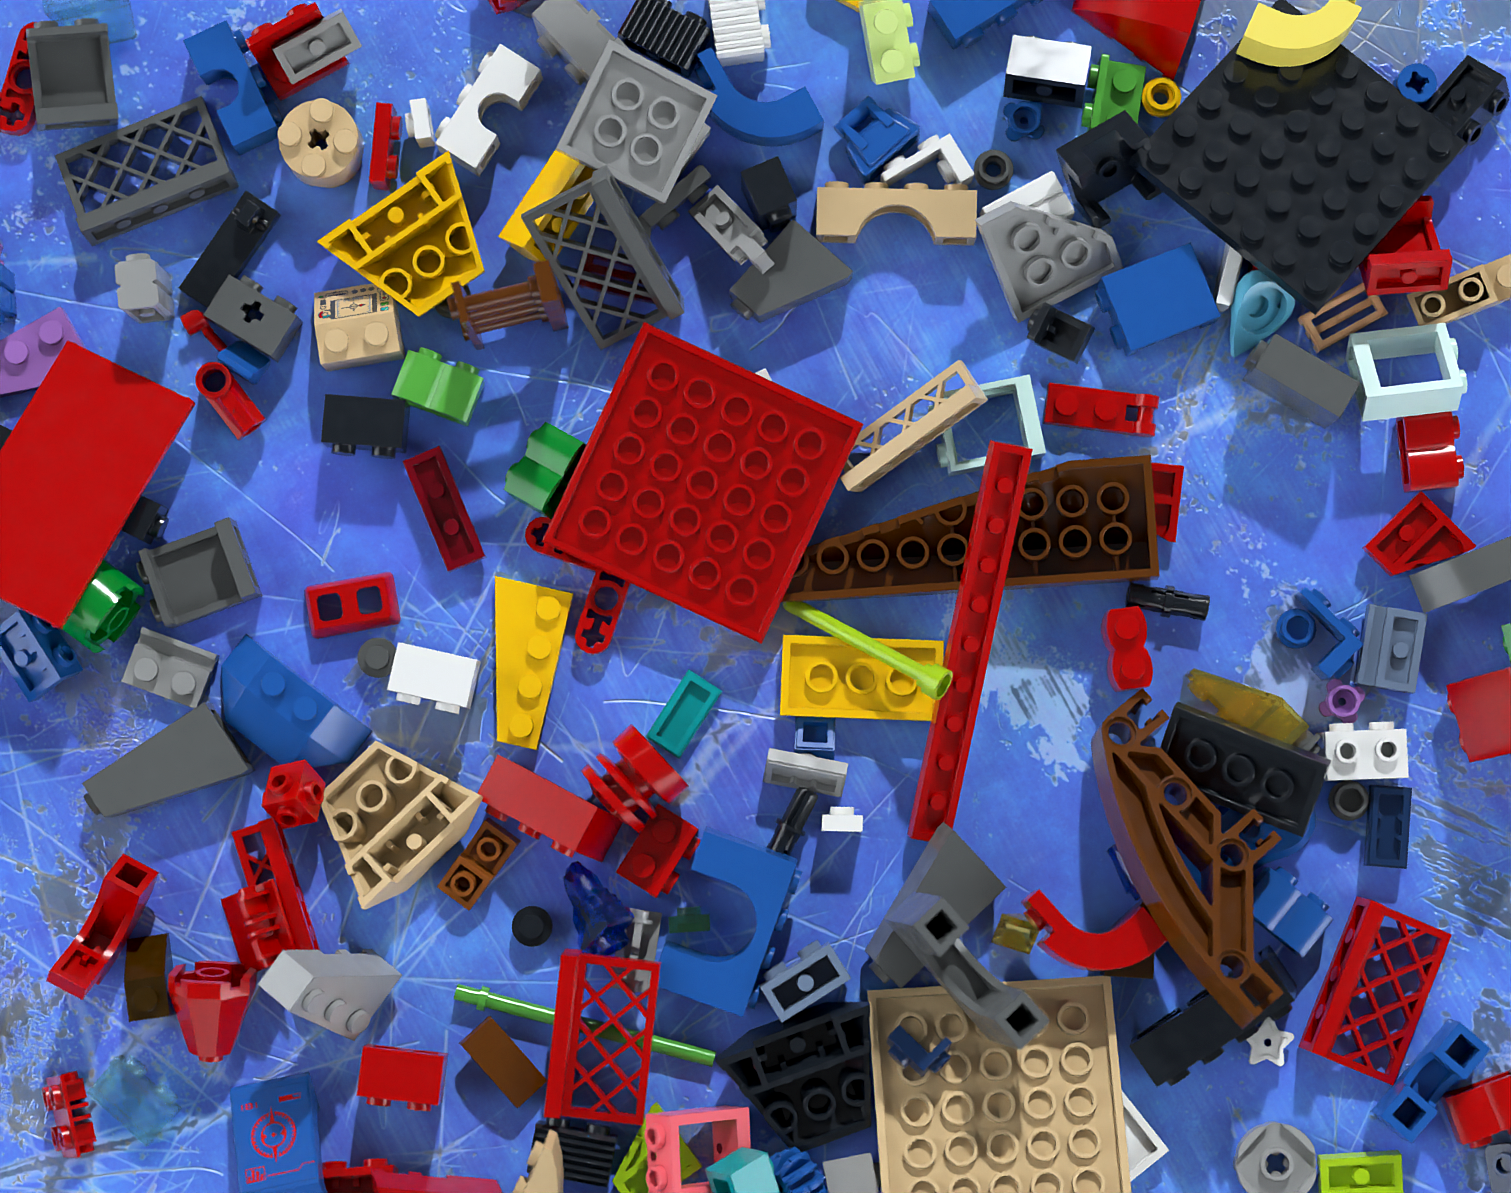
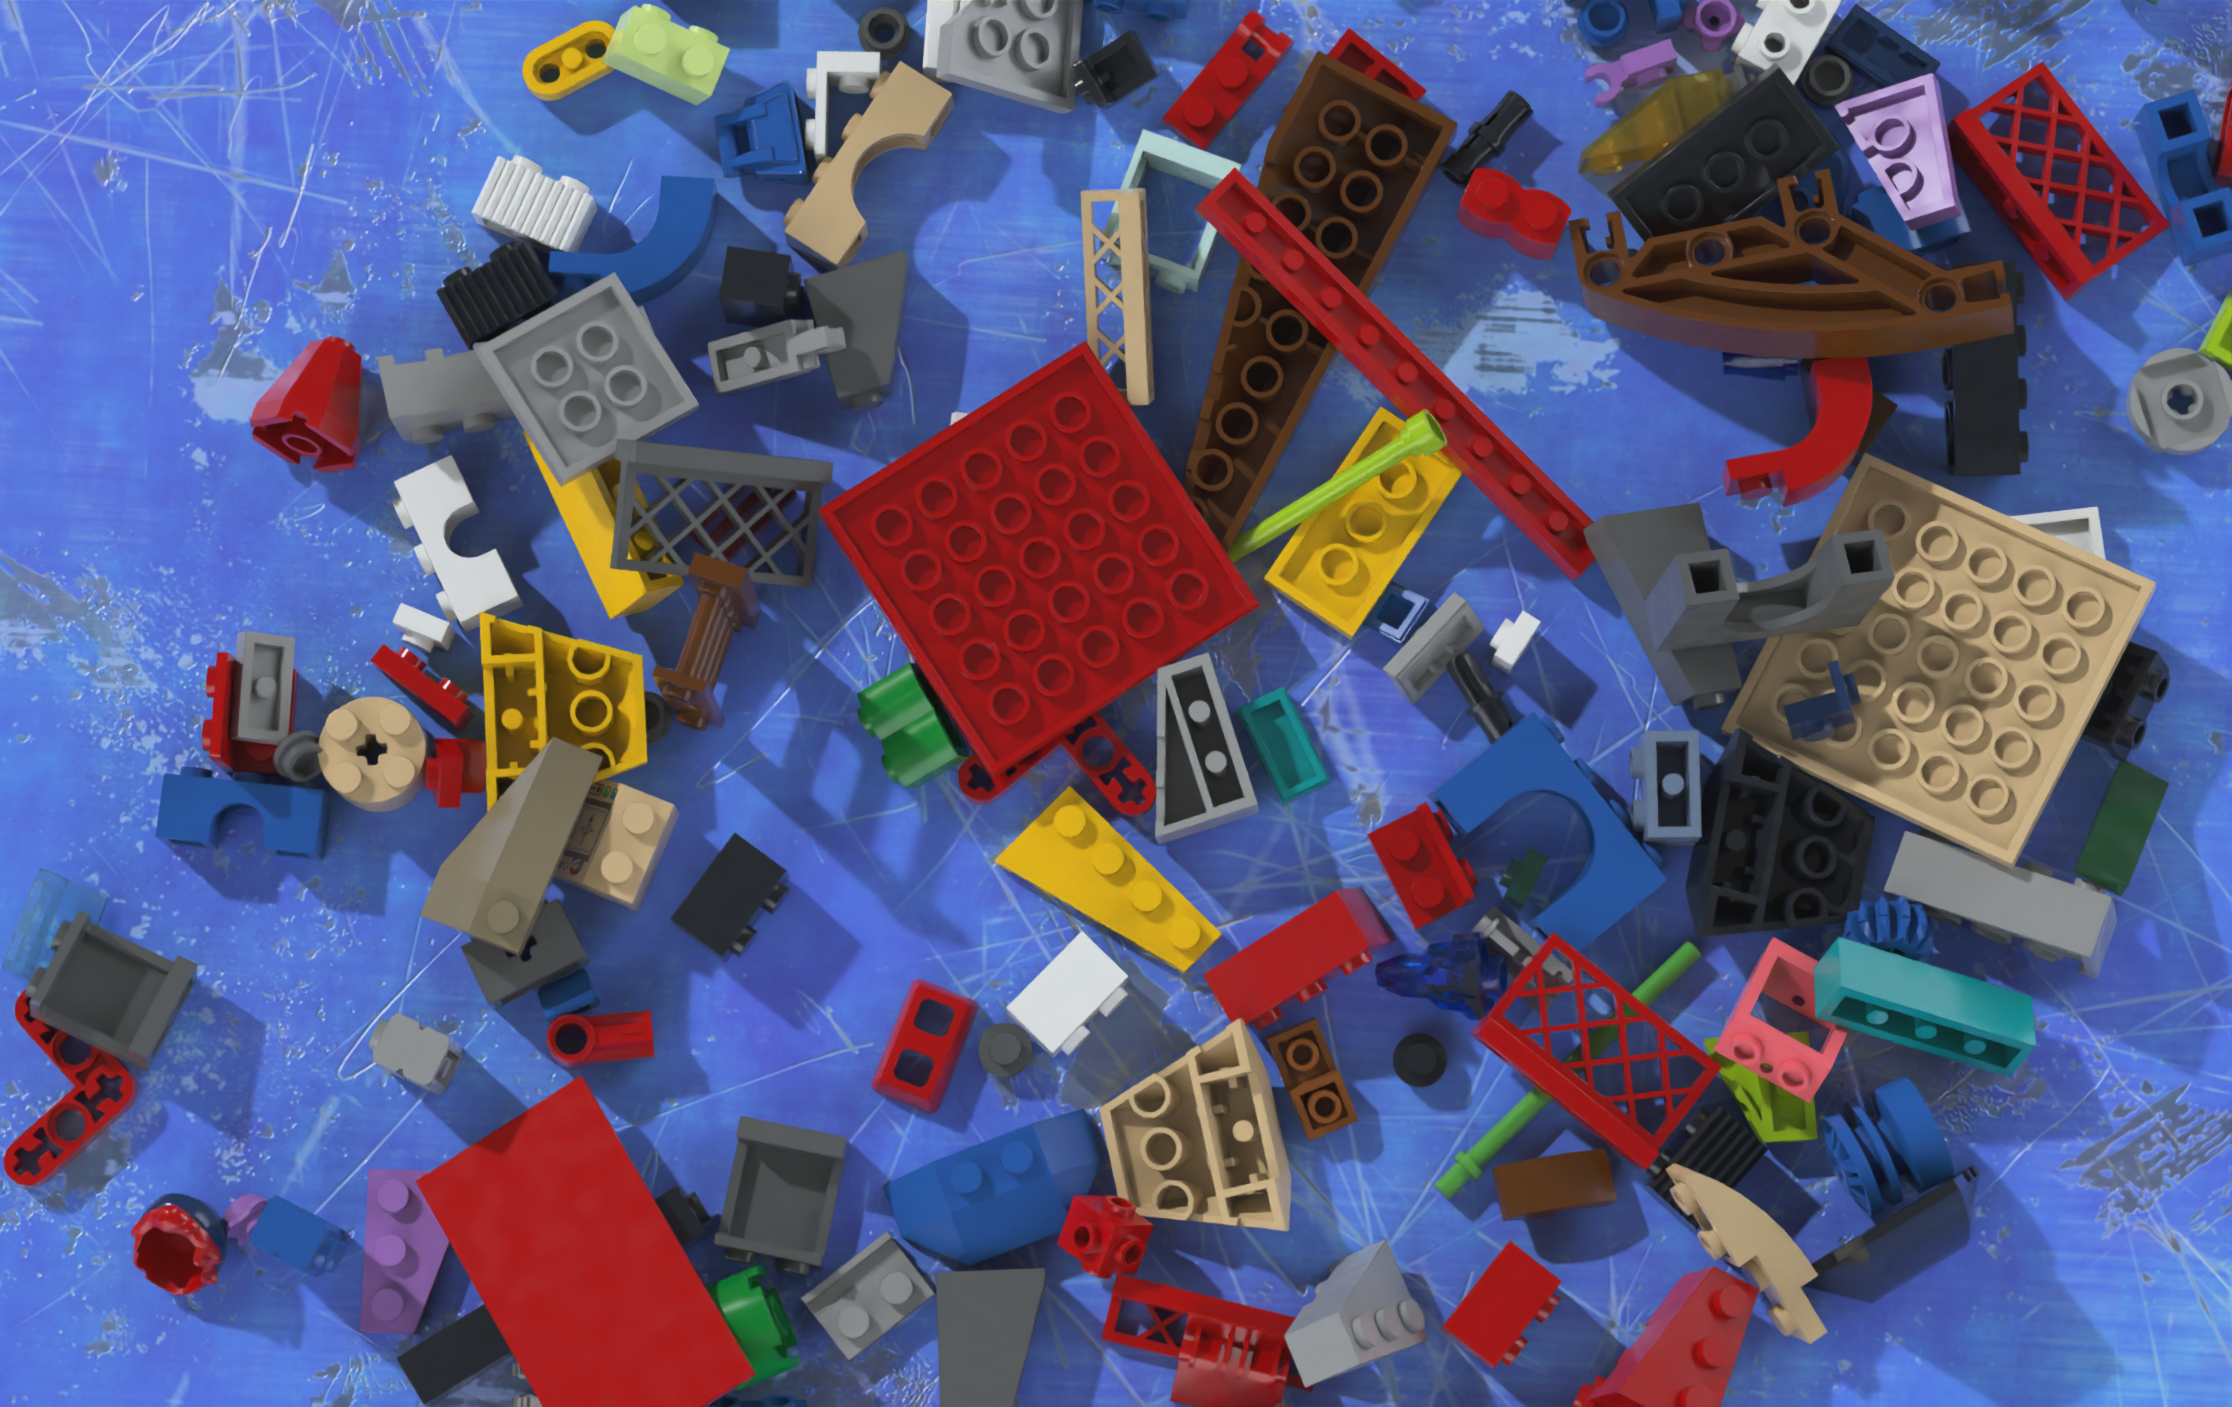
camera: 60 degrees left, 5 degrees down
(149, 202) = (317, 984): dark grey fence -> none
(196, 321) = (486, 1022): red hand -> none
(230, 248) = (430, 947): black hinge -> none
(286, 96) = (298, 756): none -> dark grey plate
(295, 269) = (509, 859): none -> dark tan wedge
(344, 199) = (455, 769): none -> red bracket
(439, 387) = (739, 791): bright green brick -> none
(444, 509) = (882, 871): dark red plate -> none
(634, 779) = (1325, 837): red wheel -> none
(641, 663) = (1198, 755): none -> light grey wedge
(689, 188) = (697, 373): dark grey hinge -> none
(1015, 933) = (1755, 527): clear yellow slope -> none
(1274, 1052) = (2057, 329): white plate -> none
(1279, 674) = (1642, 67): none -> medium lavender plate
(1332, 882) = (1908, 147): none -> wing

